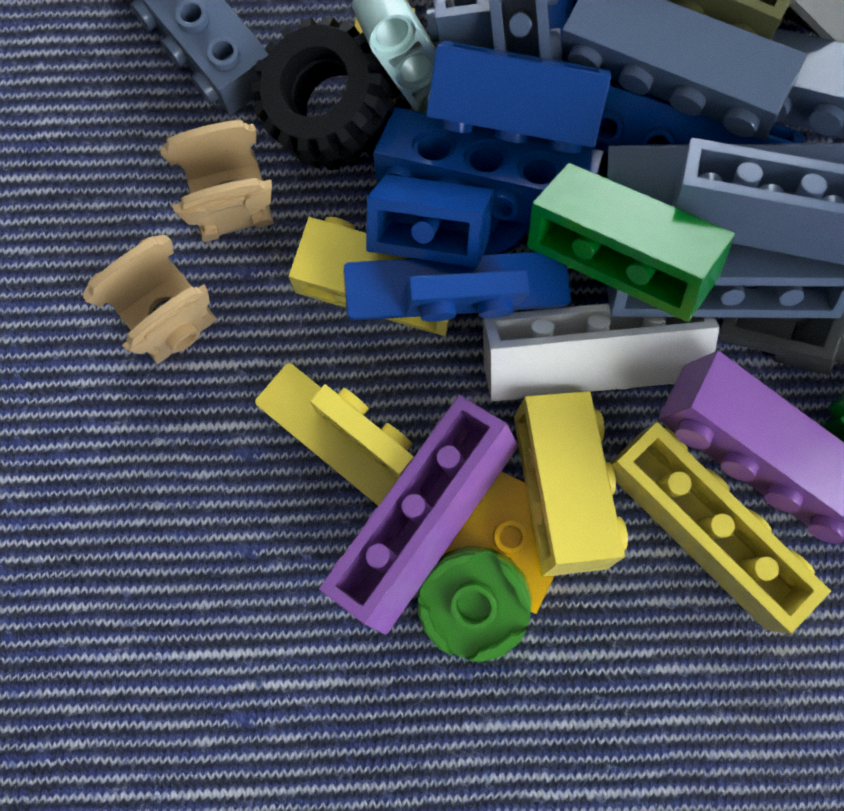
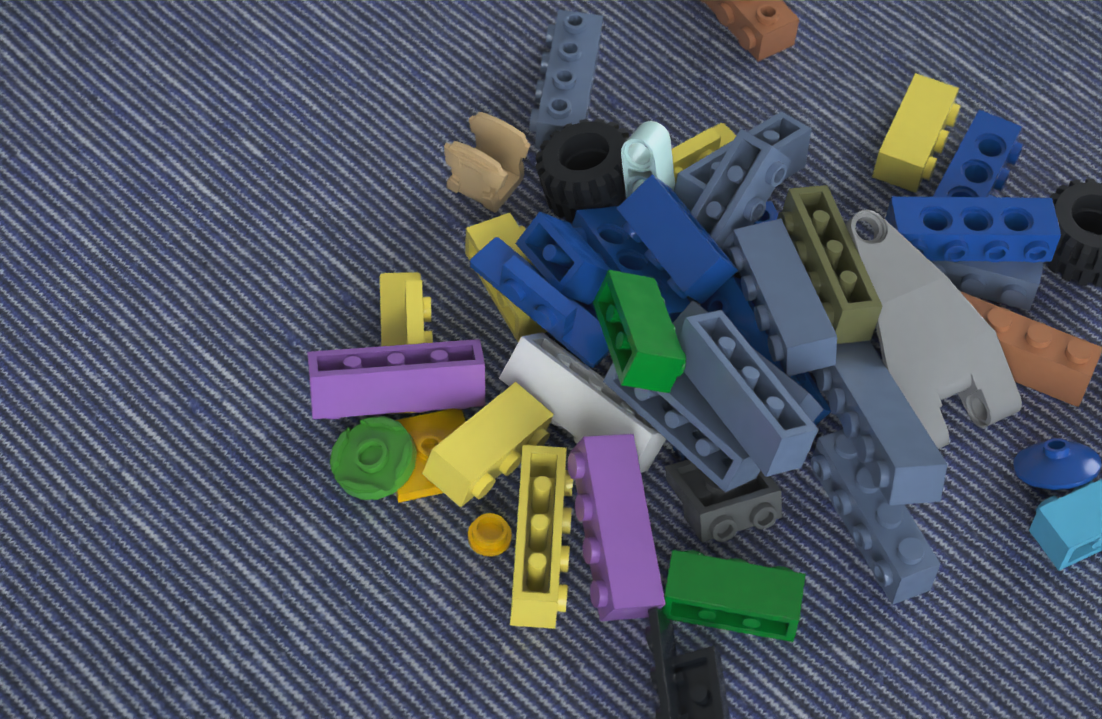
camera: 45 degrees right, 25 degrees down
(138, 284) = (390, 182): tan piece -> none
(652, 563) = (489, 535): none -> yellow plate

